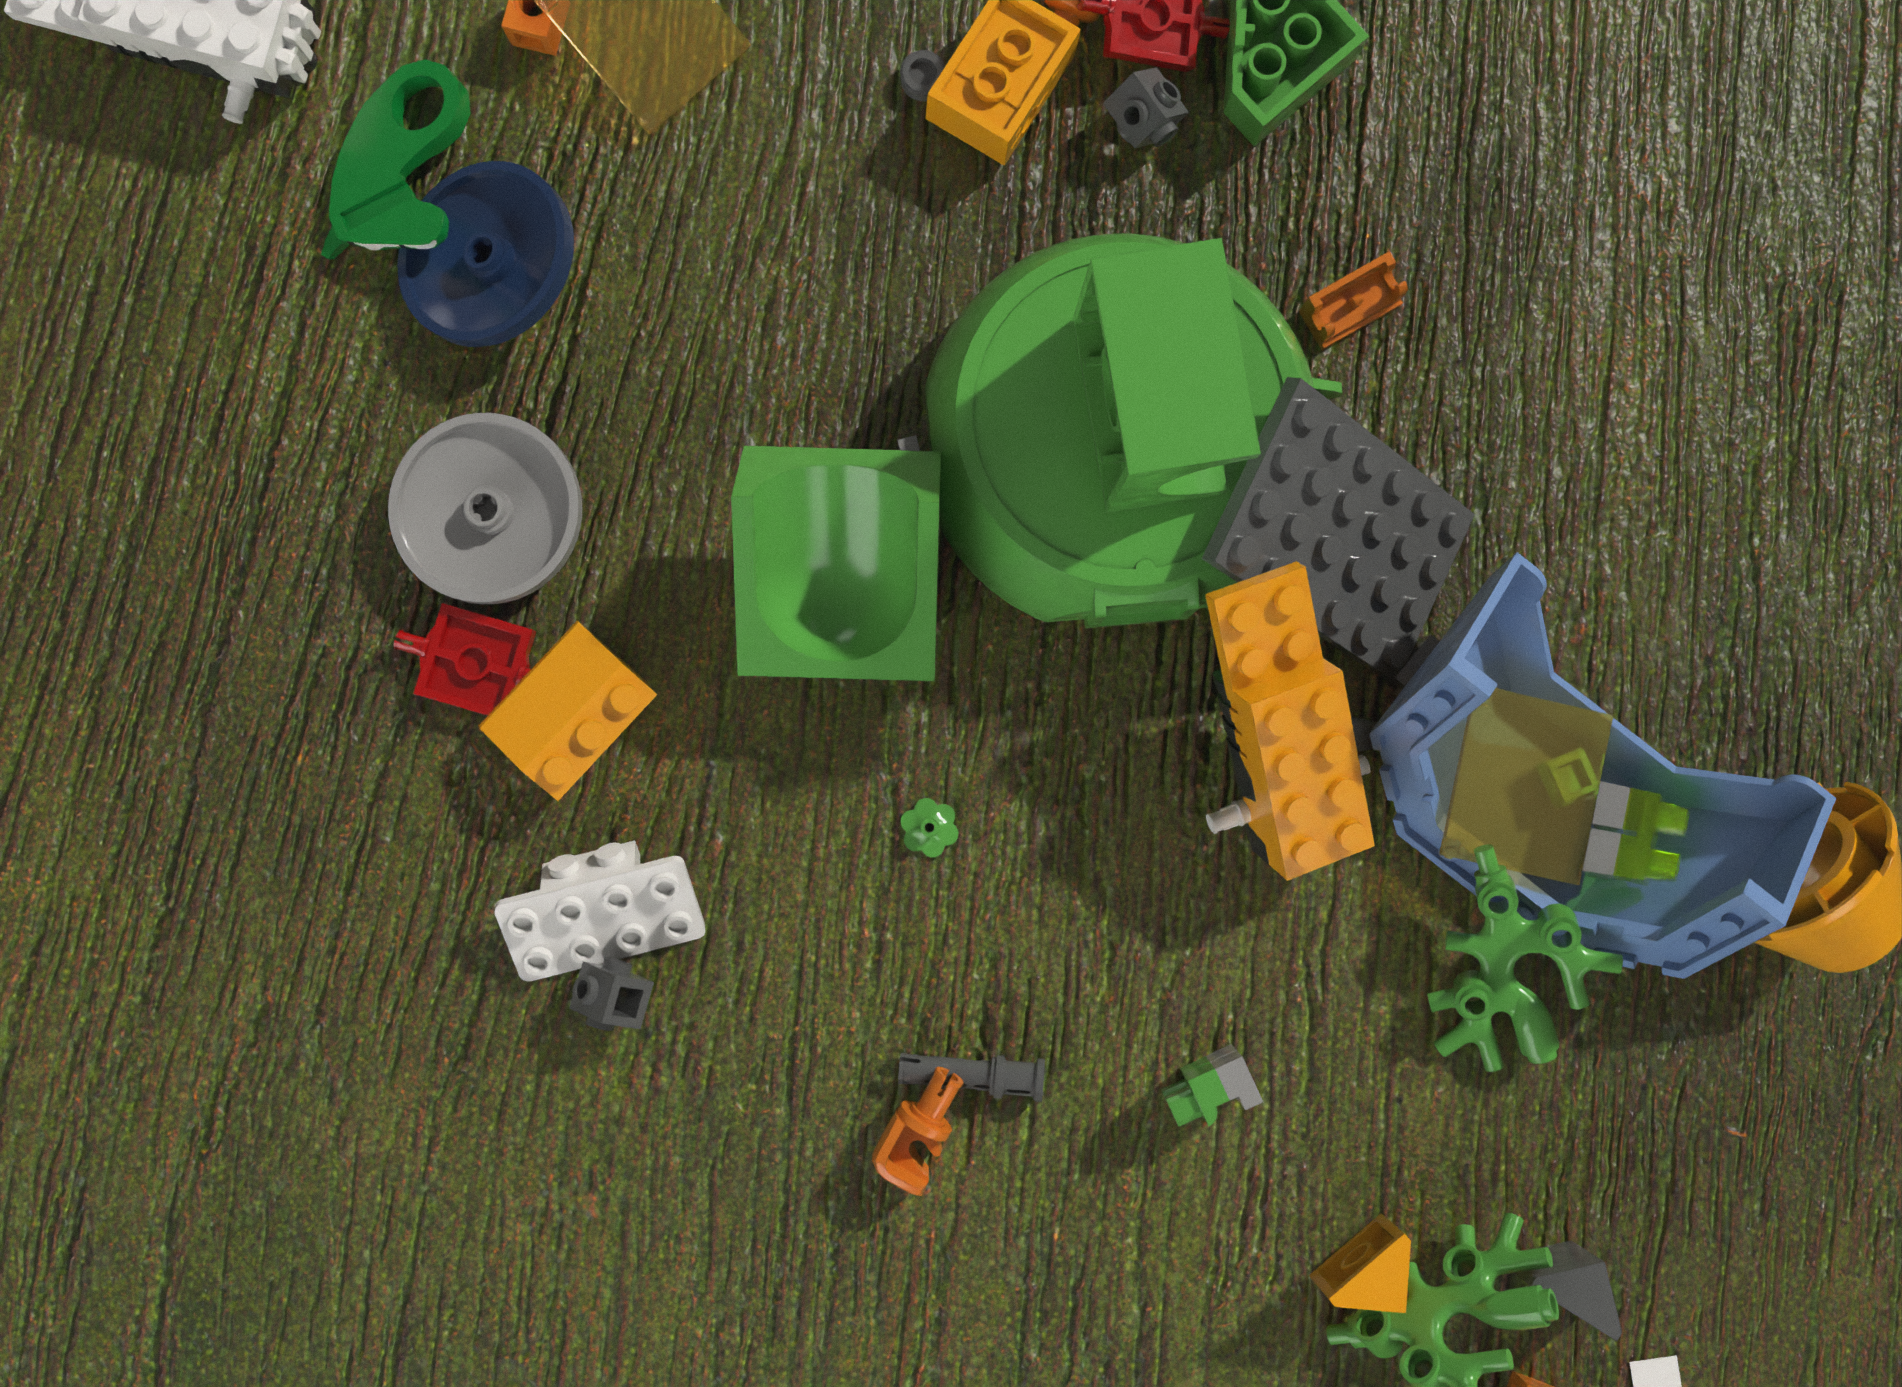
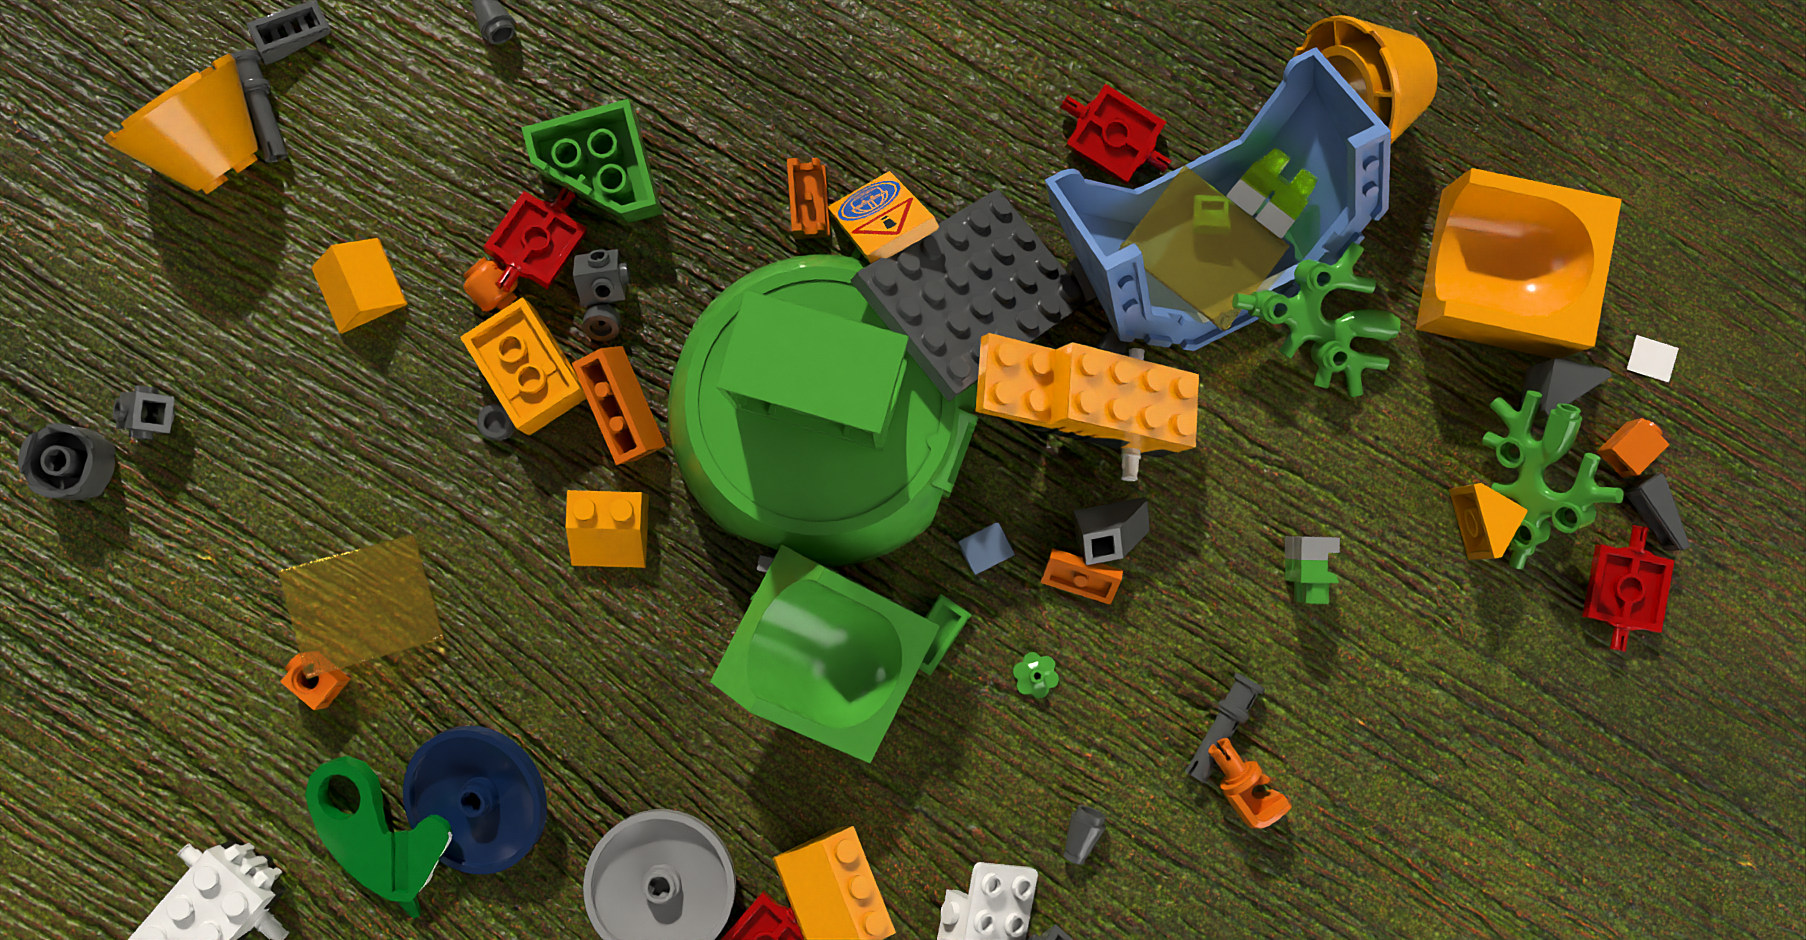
camera: 55 degrees left, 0 degrees up
(773, 967) = (1083, 833): none -> dark grey cone
(863, 255) = (607, 528): none -> light orange slope
(940, 697) = (951, 621): none -> bright green tile
(1010, 198) = (618, 404): none -> orange brick
(1048, 698) = (986, 548): none -> sand blue panel
(1069, 825) = (1073, 575): none -> orange plate
(1094, 136) = (601, 322): none -> dark grey tile
(1141, 833) = (1110, 529): none -> dark grey slope
(1376, 391) = (883, 218): none -> light orange tile
(1607, 621) = (1115, 134): none -> red plate
(1694, 1169) = (1518, 264): none -> light orange piece

